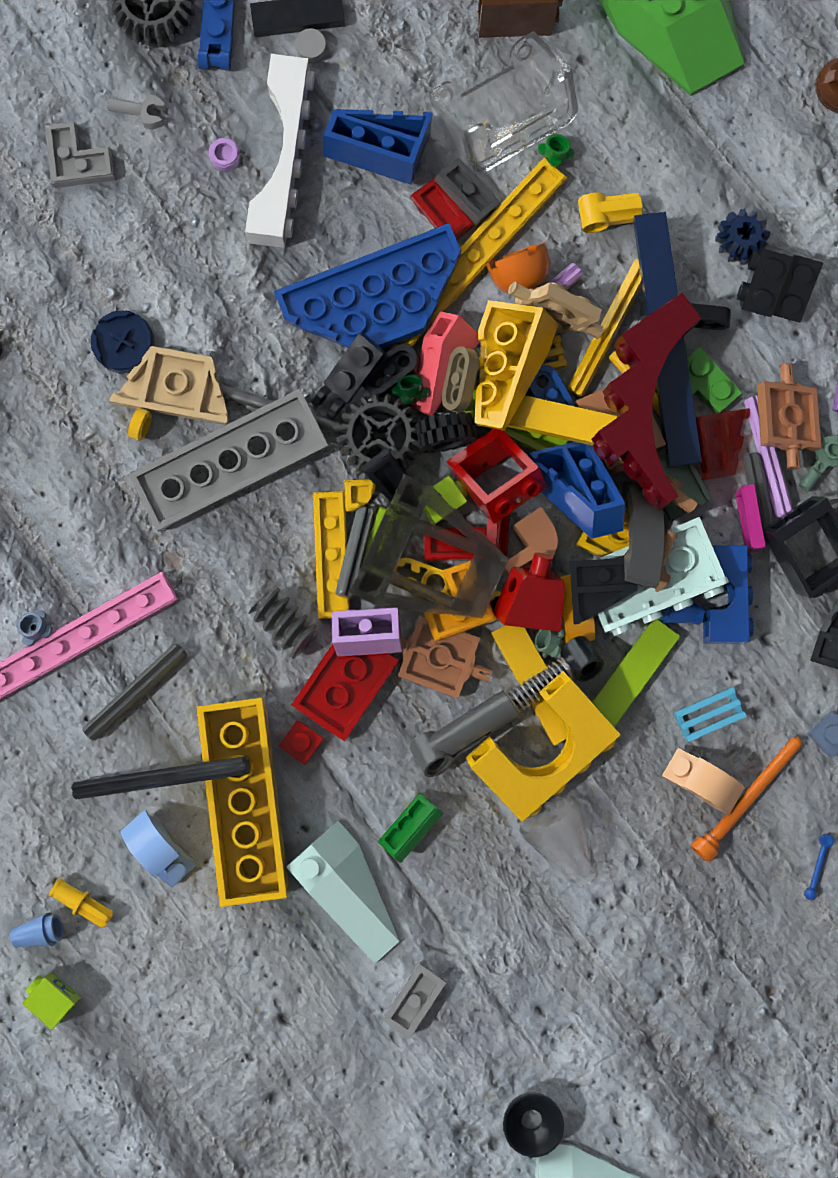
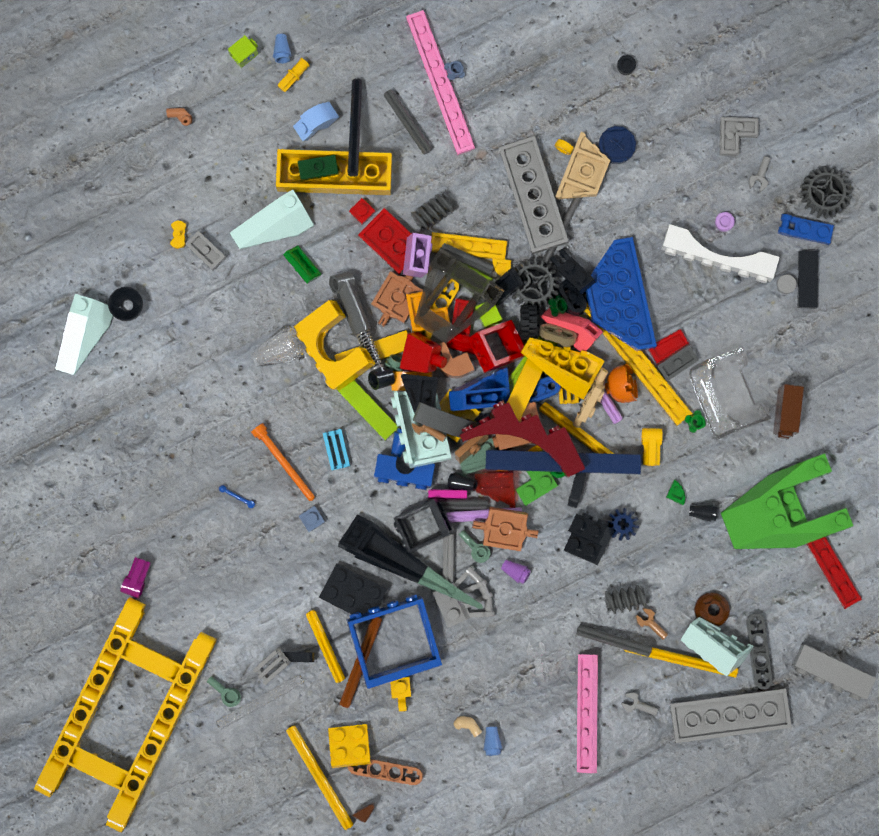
camera: 105 degrees right, 0 degrees up
(179, 1089) = (181, 113): none -> nougat arm
(243, 829) = (318, 167): none -> dark green plate
(378, 141) = (714, 314): blue wedge -> none
(392, 1053) = (178, 234): none -> yellow piece
(674, 164) = (676, 493): none -> green tile
(696, 114) = (704, 511): none -> black cone
(704, 781) = (297, 436): light nougat brick -> none
(726, 500) = (461, 482): none -> black cone

